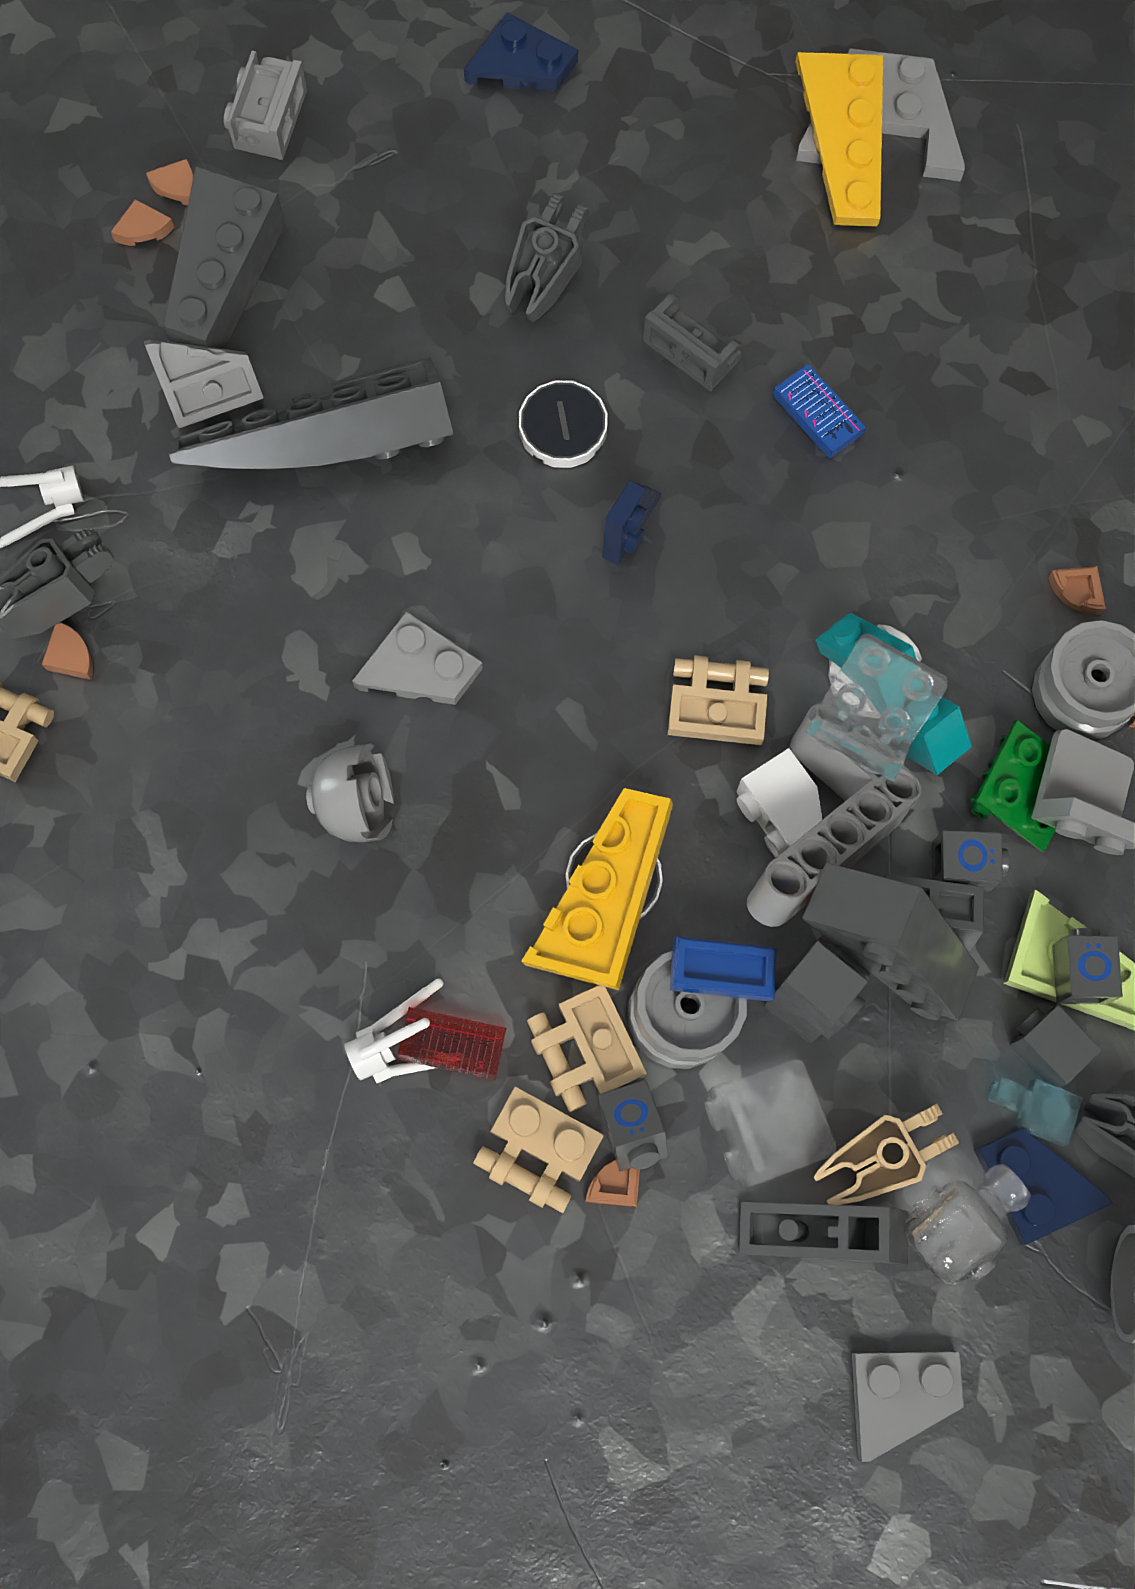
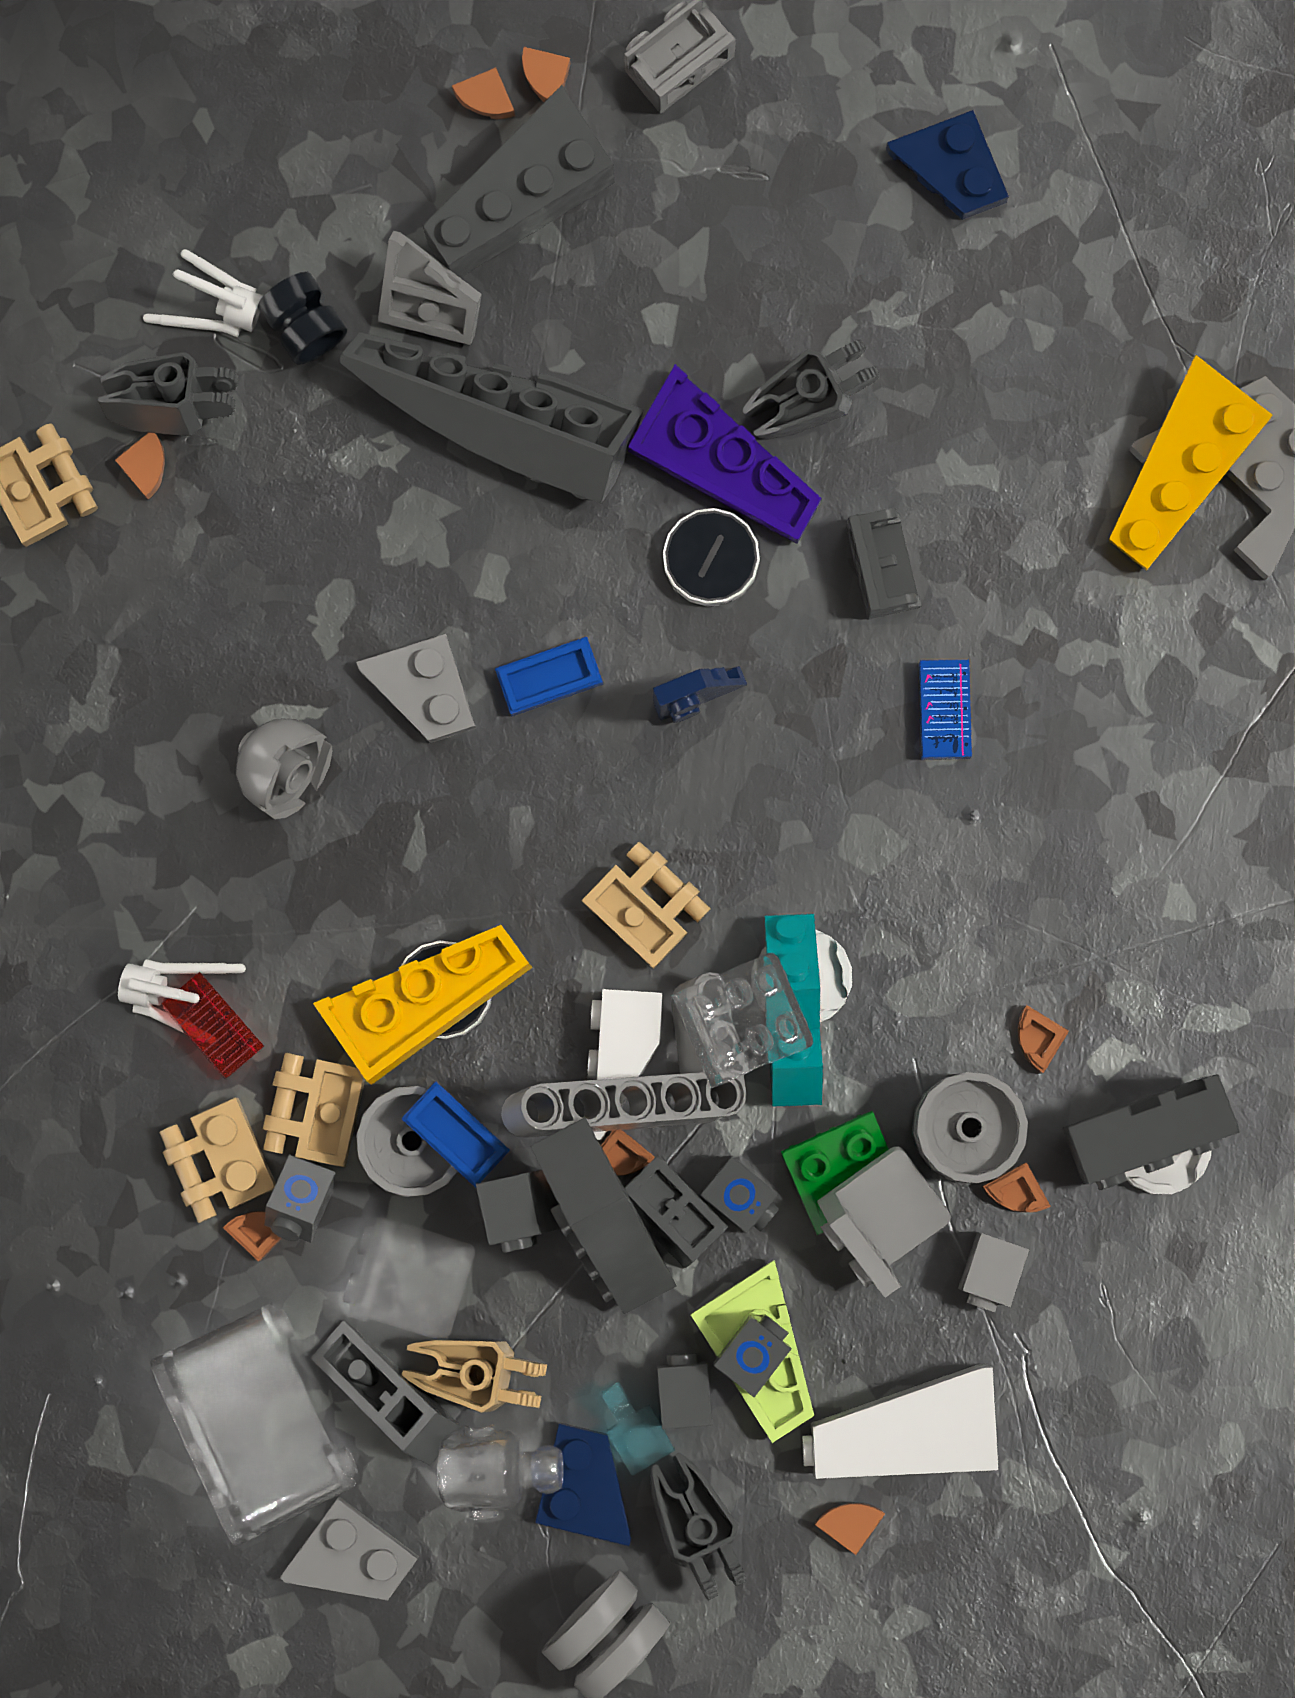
camera: 45 degrees right, 10 degrees up
(126, 460) = (299, 312): none -> black wheel
(503, 352) = (708, 450): none -> dark purple wing
(509, 590) = (549, 676): none -> blue tile
(742, 1342) = (251, 1424): none -> clear windscreen

